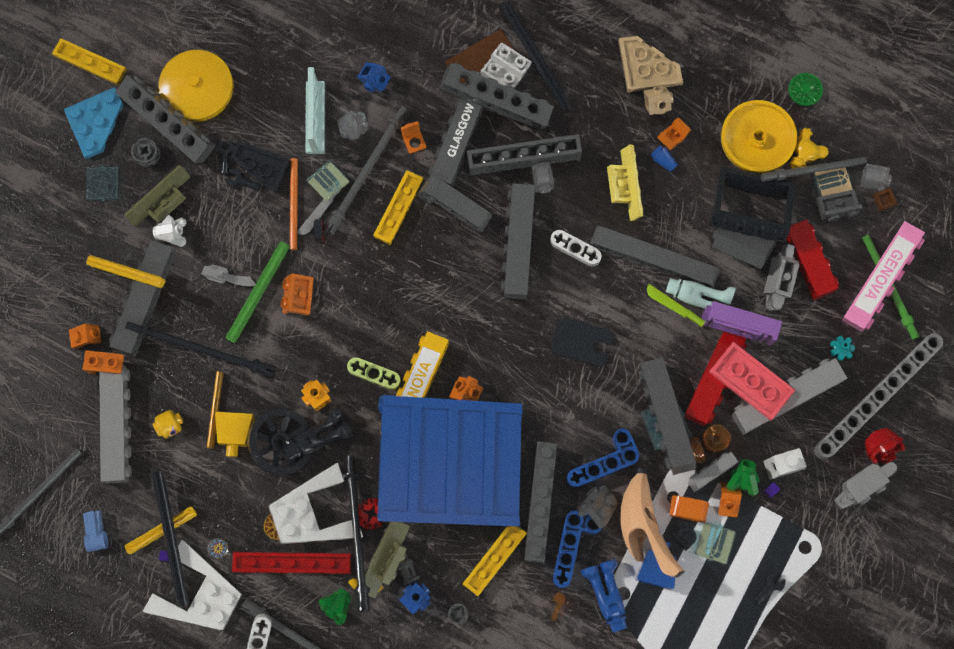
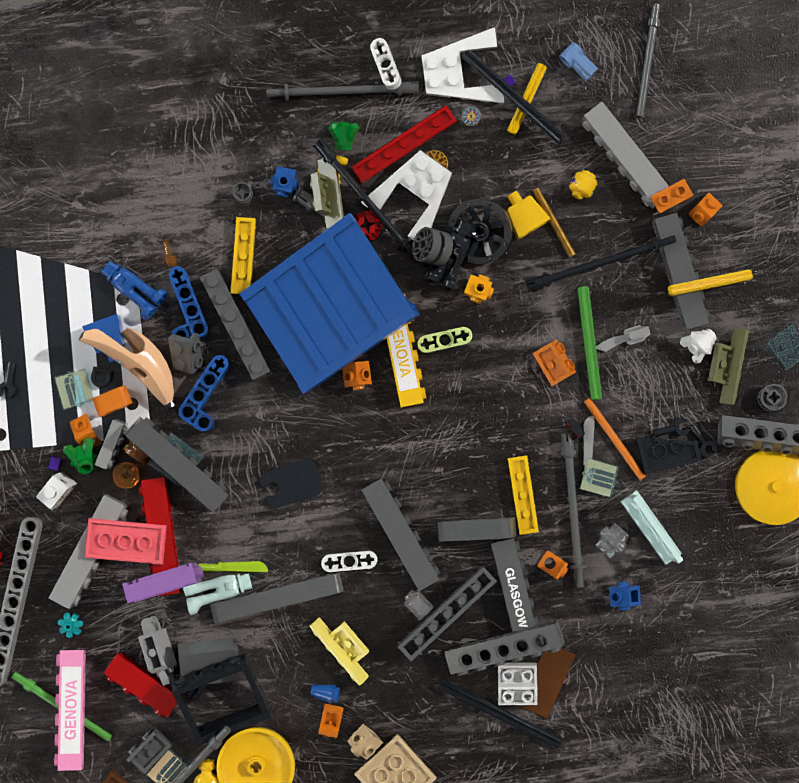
camera: 140 degrees right, 10 degrees up
(329, 453) = (432, 246): none -> dark grey wheel

